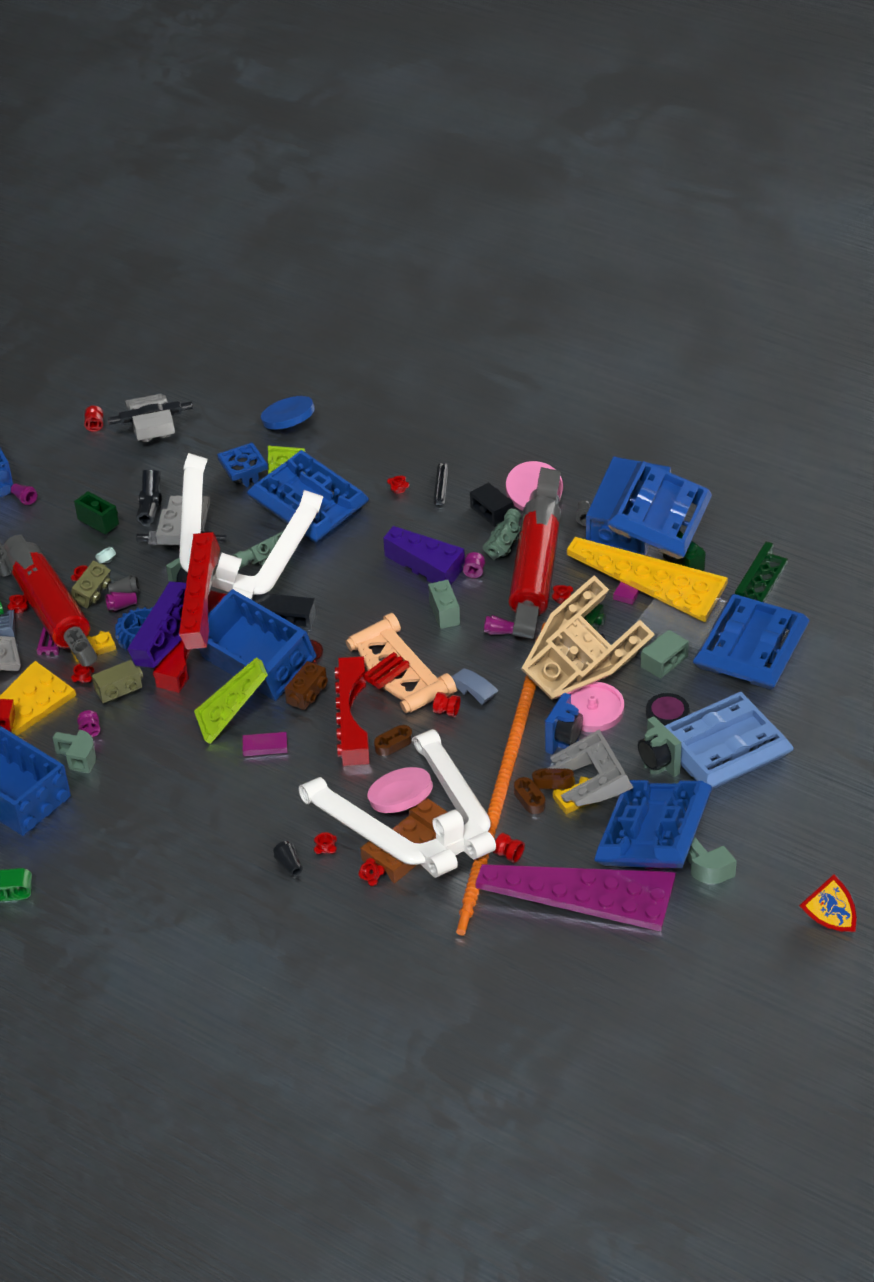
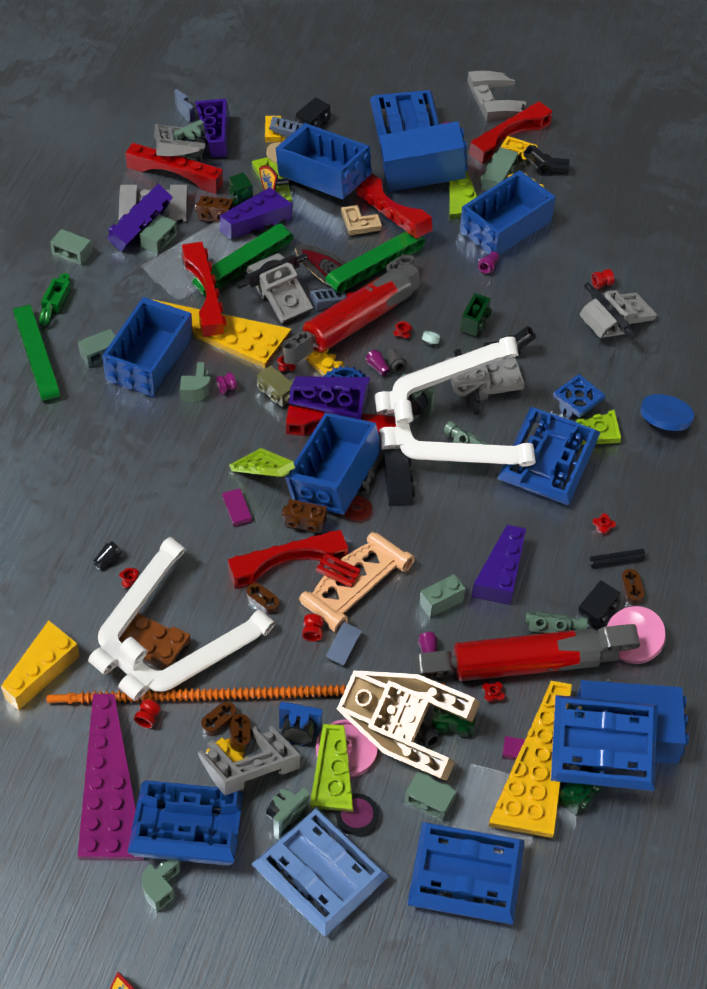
camera: 70 degrees right, 10 degrees up
(90, 584) = (386, 336): olive brick -> none
(194, 618) = (327, 407): red arch -> none
(365, 869) = (100, 616): red plate -> none
(400, 790) = (195, 615): bright pink piece -> none
(416, 926) = (40, 665): none -> yellow wedge
(471, 480) = (636, 586): none -> reddish brown beam
(474, 565) = (506, 609): magenta wheel -> none
(619, 711) = (332, 773): none -> lime wing
(754, 579) = (573, 861): dark green fence -> none

